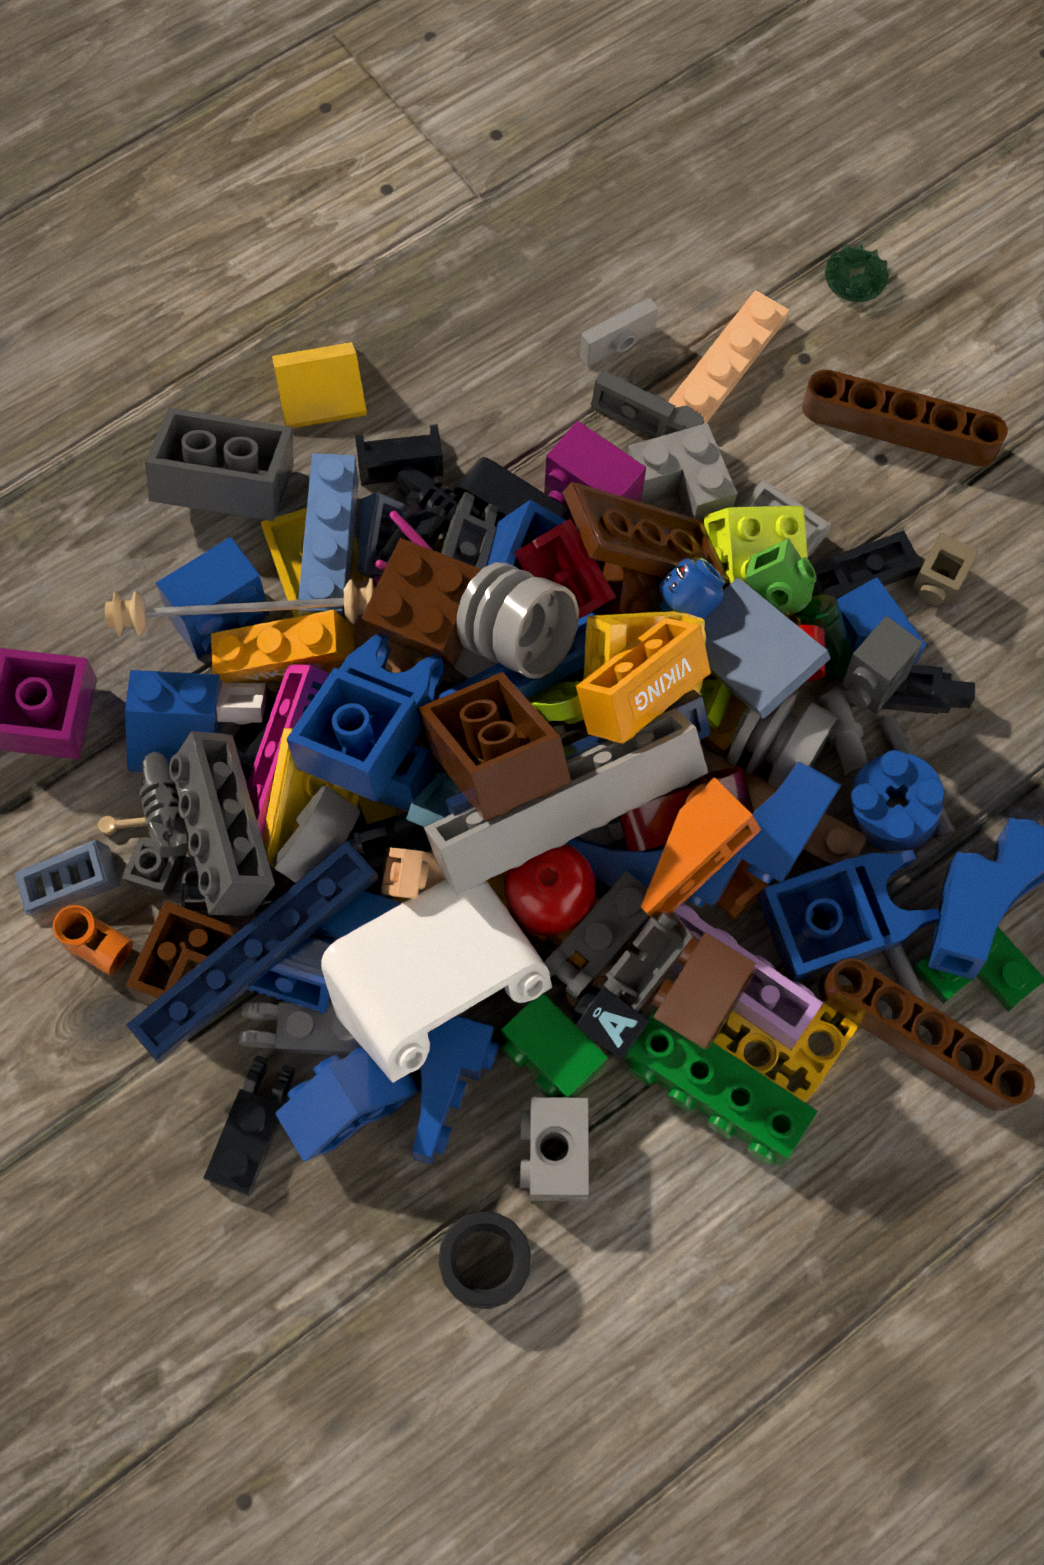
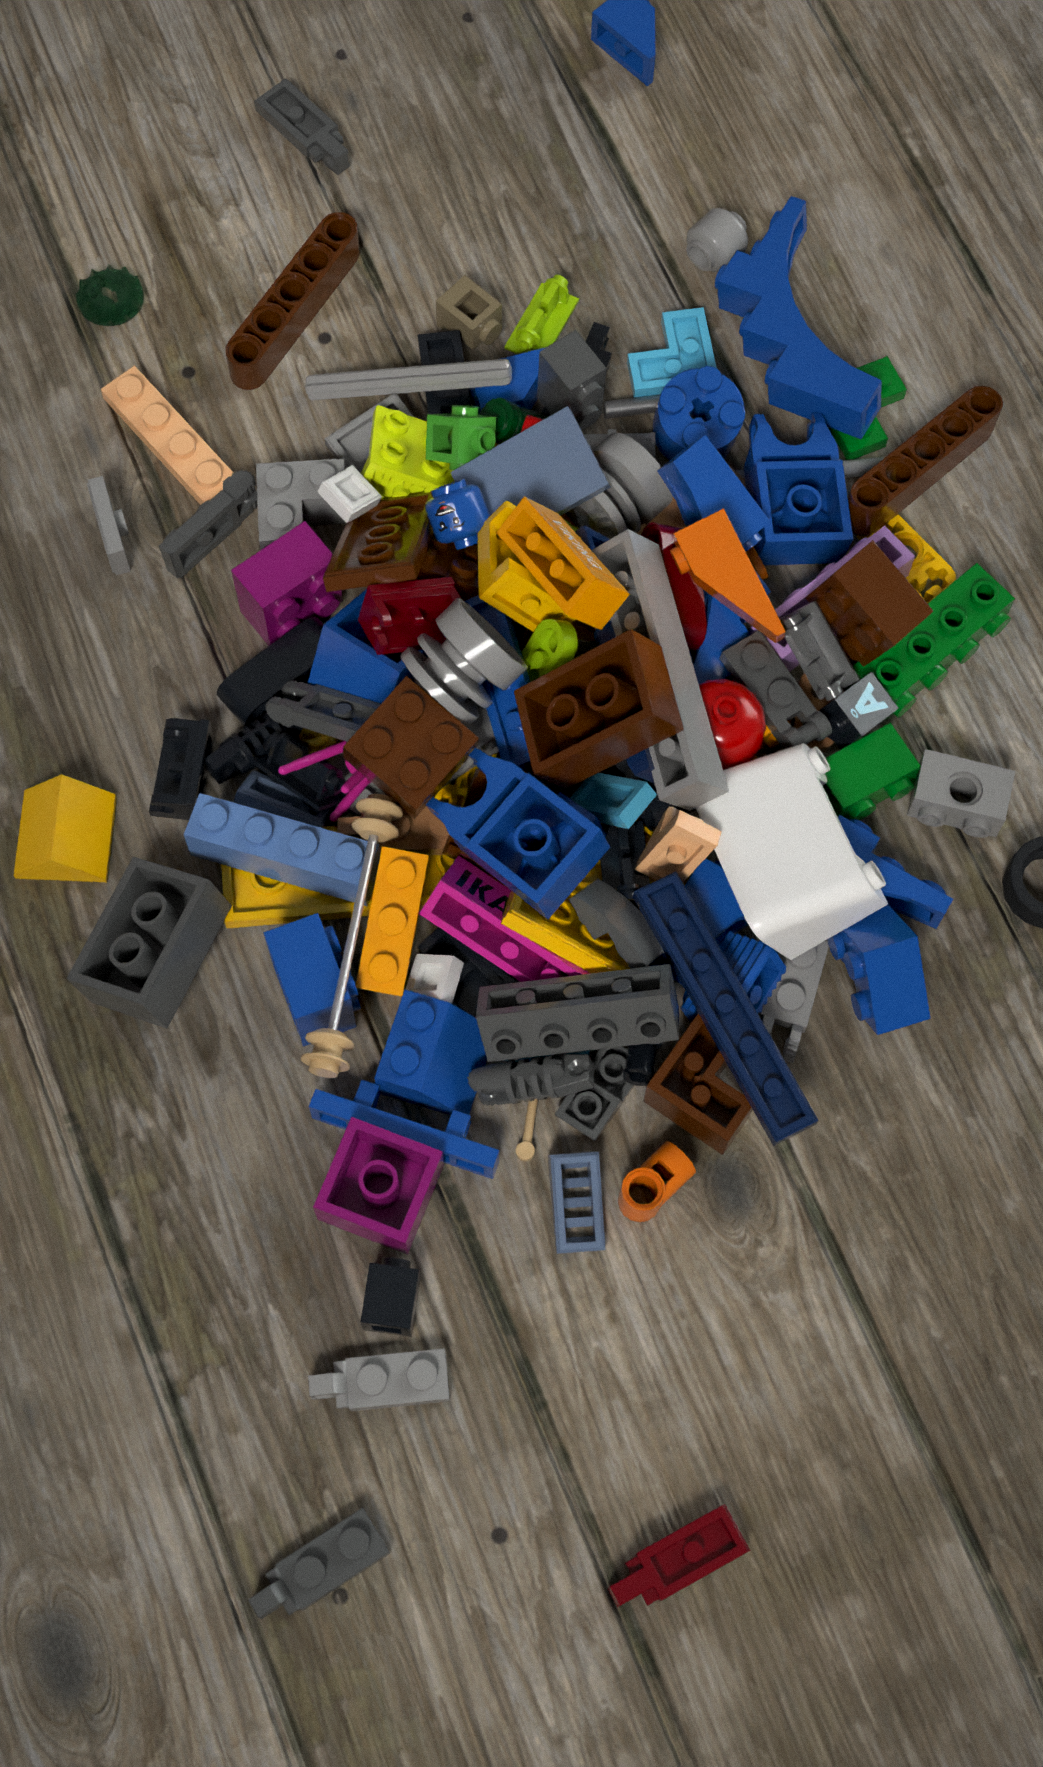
camera: 75 degrees left, 0 degrees up
(92, 751) = (453, 1142): none -> blue hinge
(248, 1131) = (880, 1070): black hinge -> none
(695, 503) = (349, 494): none -> white tile
(847, 533) = (409, 379): none -> light grey axle
(965, 641) = (543, 317): none -> lime hinge
(966, 782) = (686, 348): none -> medium azure plate

